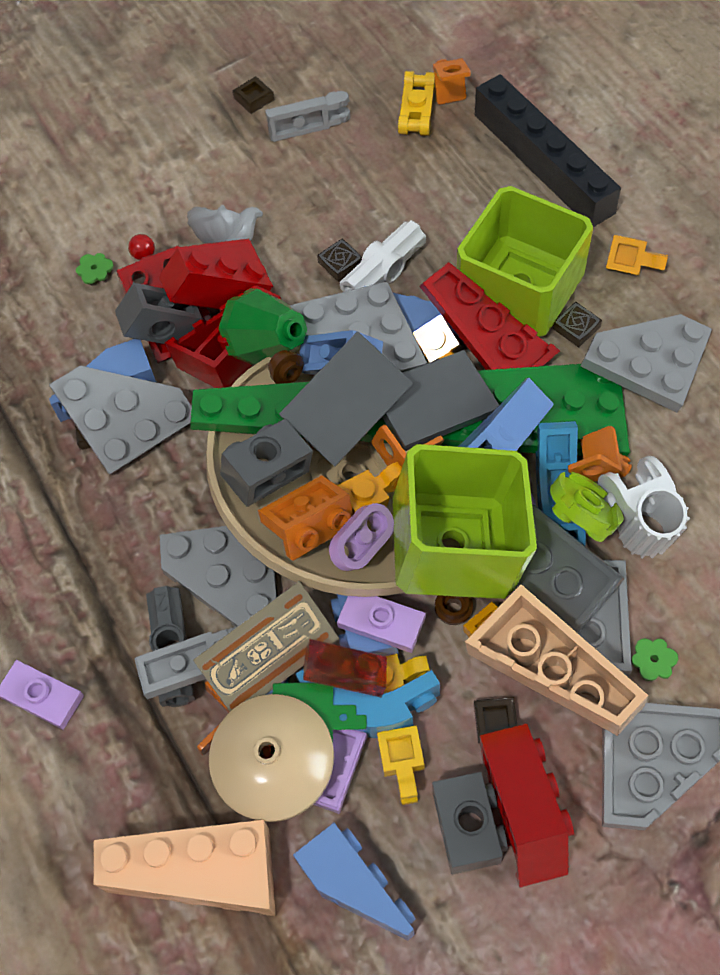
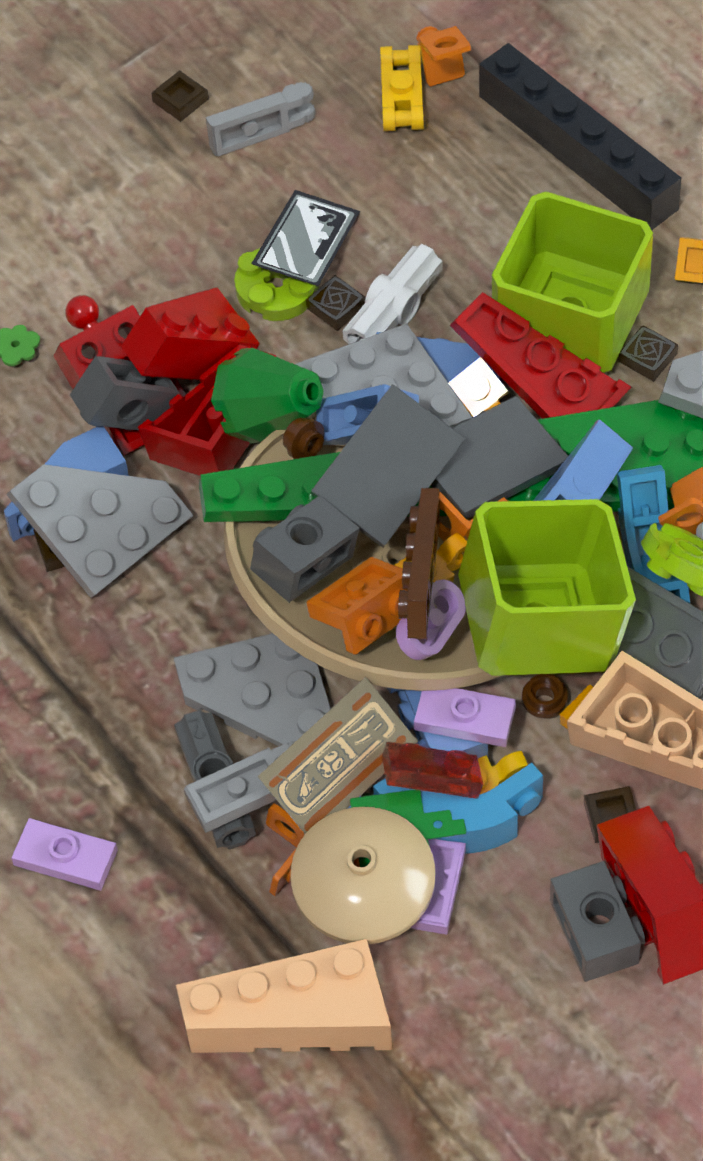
camera: 10 degrees left, 5 degrees down
(222, 224) = (178, 274): light grey hair -> none
(297, 224) = (263, 297): none -> lime plate
(324, 208) = (306, 237): none -> sticker
(344, 879) = (469, 997): medium blue slope -> none
(355, 498) = (419, 574): none -> reddish brown plate
(401, 757) = (511, 863): yellow plate -> none

